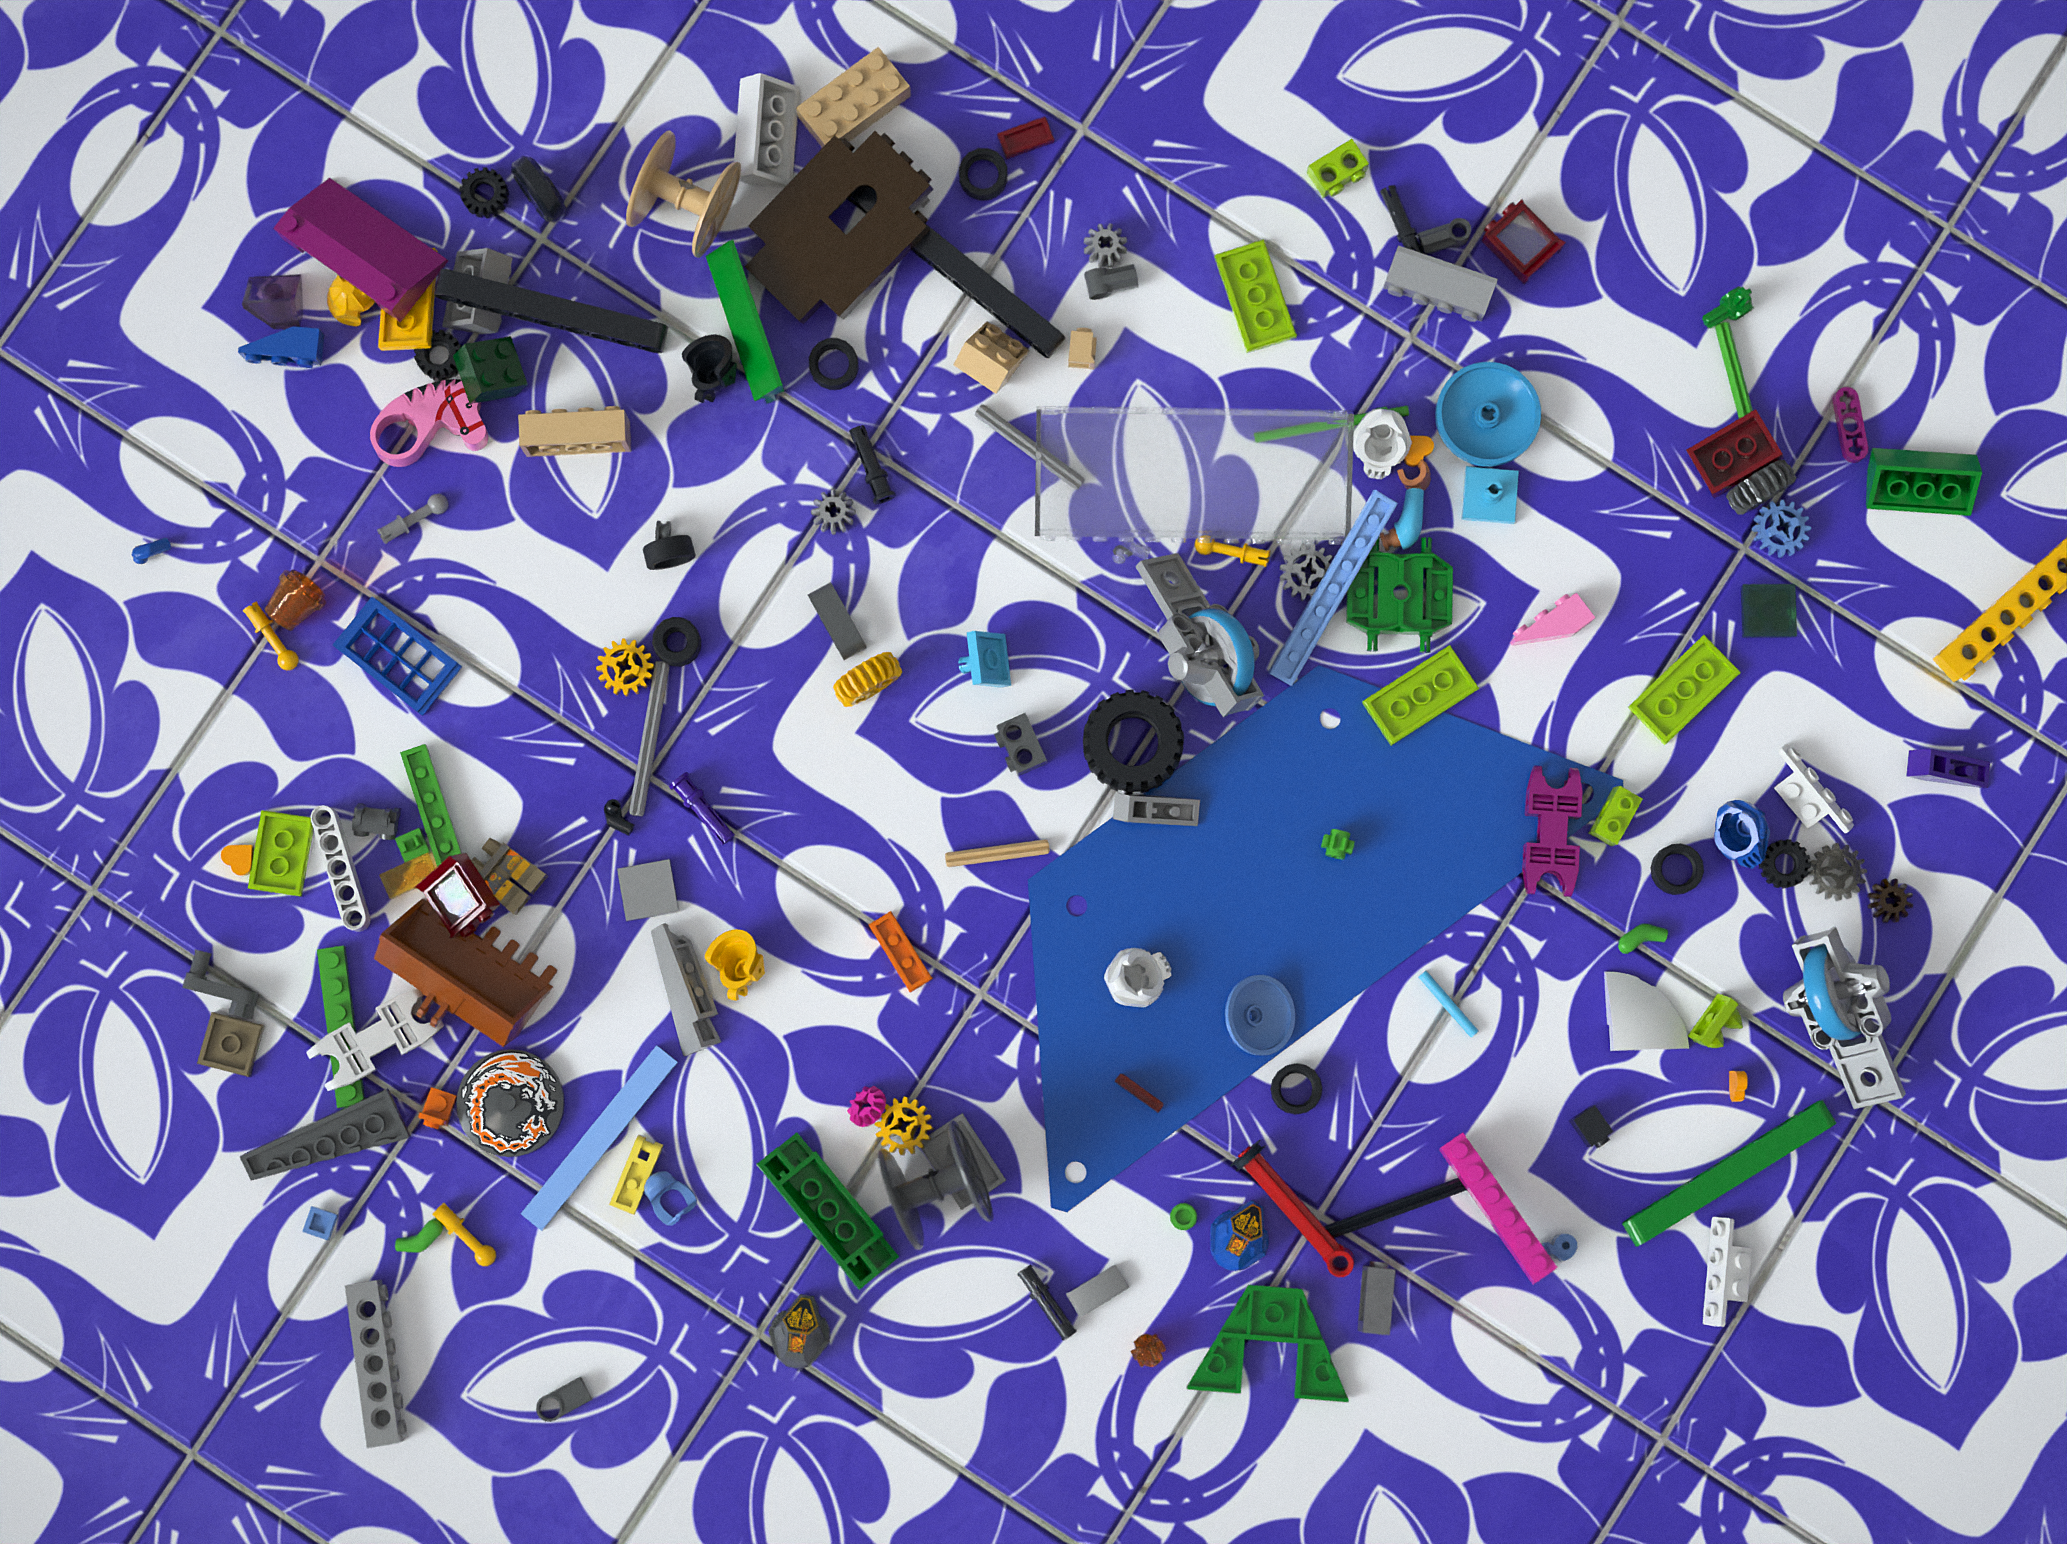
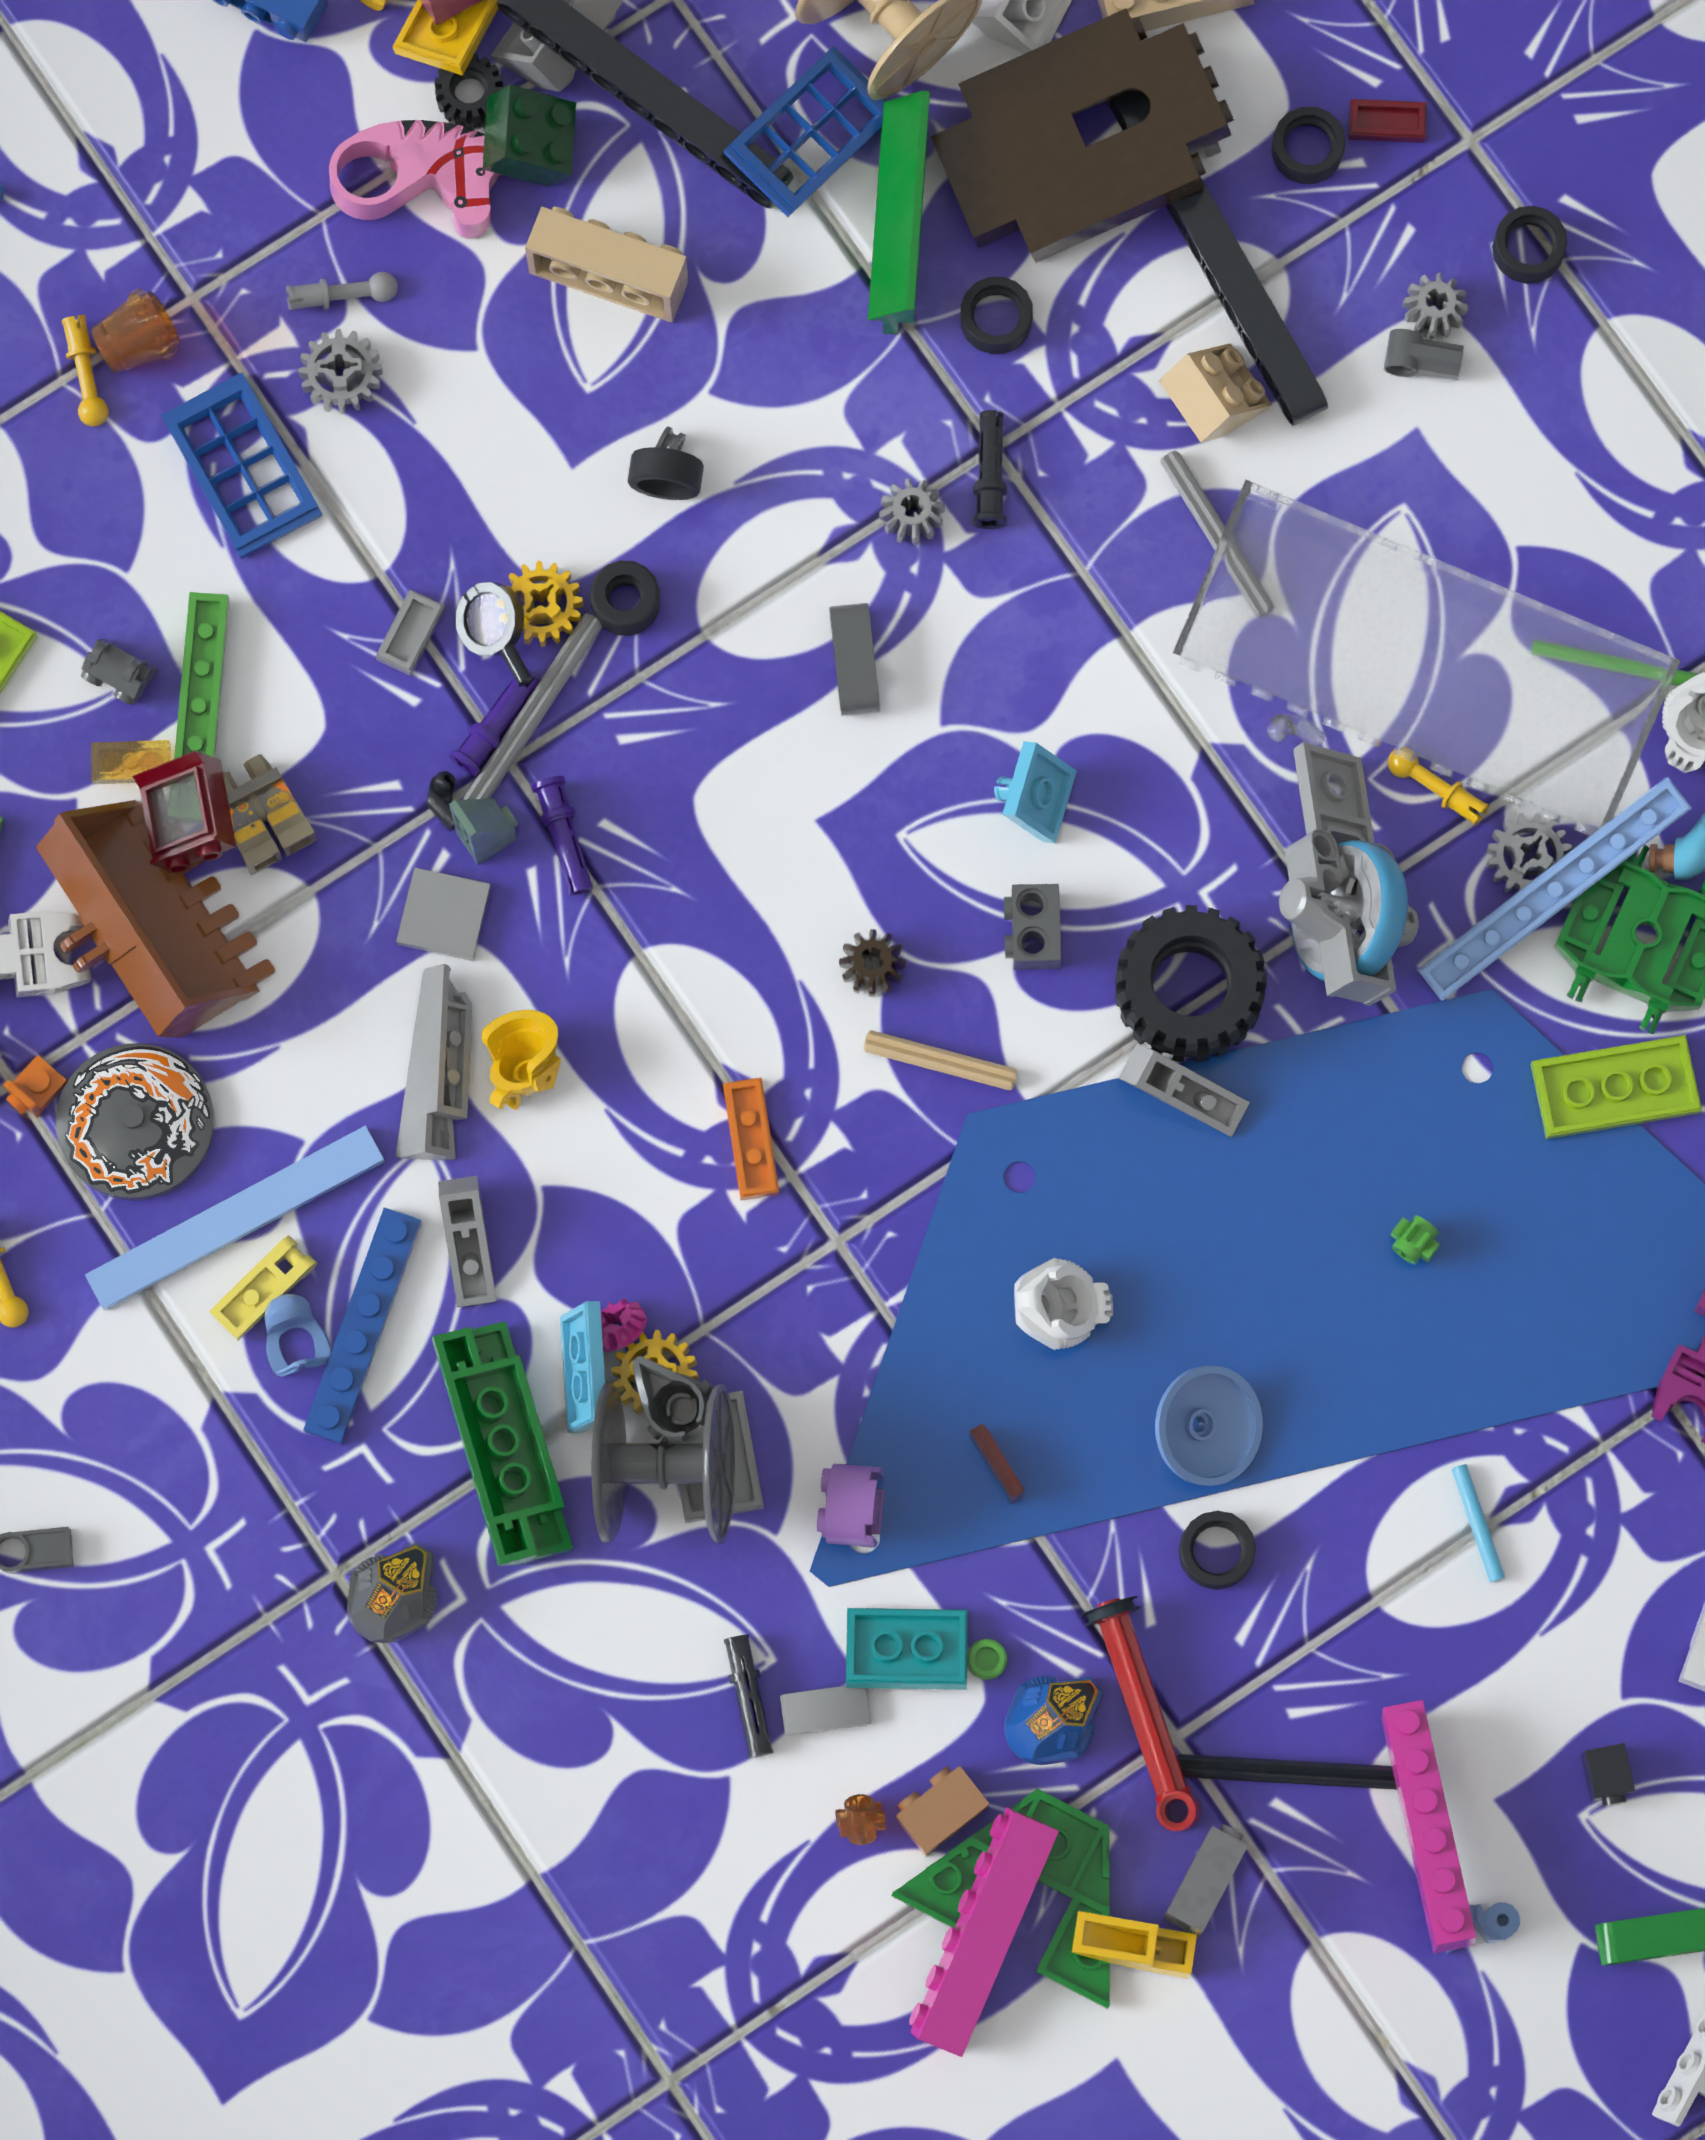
camera: 25 degrees right, 5 degrees down
(331, 859) = (38, 696): white beam -> none
(412, 845) = (153, 722): bright green tile -> none
(444, 566) = (354, 372): none -> light grey gear
(550, 719) = (410, 632): none -> light grey tile
(600, 694) = (491, 624): none -> piece
(626, 765) = (485, 735): none -> dark purple pin
(648, 335) = (764, 176): none -> blue piece
(650, 825) = (483, 826): none -> sand green slope
(708, 1172) = (362, 1326): none -> blue plate
(711, 365) = (828, 249): black helmet -> none
(751, 1091) = (467, 1241): none -> light grey slope
(857, 1141) = (582, 1364): none -> medium azure tile
(867, 679) = (862, 751): yellow gear -> none
(921, 814) = (888, 963): none -> dark brown gear
(925, 1145) = (672, 1402): none -> dark grey helmet
(1061, 1158) = (852, 1505): none -> medium lavender brick
(1082, 349) = (1344, 431): tan window -> none
(1131, 1231) = (906, 1648): none -> teal tile
(1147, 162) = (1529, 216): none -> black tyre
(1195, 1322) = (941, 1809): none -> medium nougat brick
(1253, 1389) = (983, 1931): none -> dark pink brick
(1255, 296) = (1614, 457): lime tile -> none
(1348, 1356) = (1134, 1944): none -> yellow slope

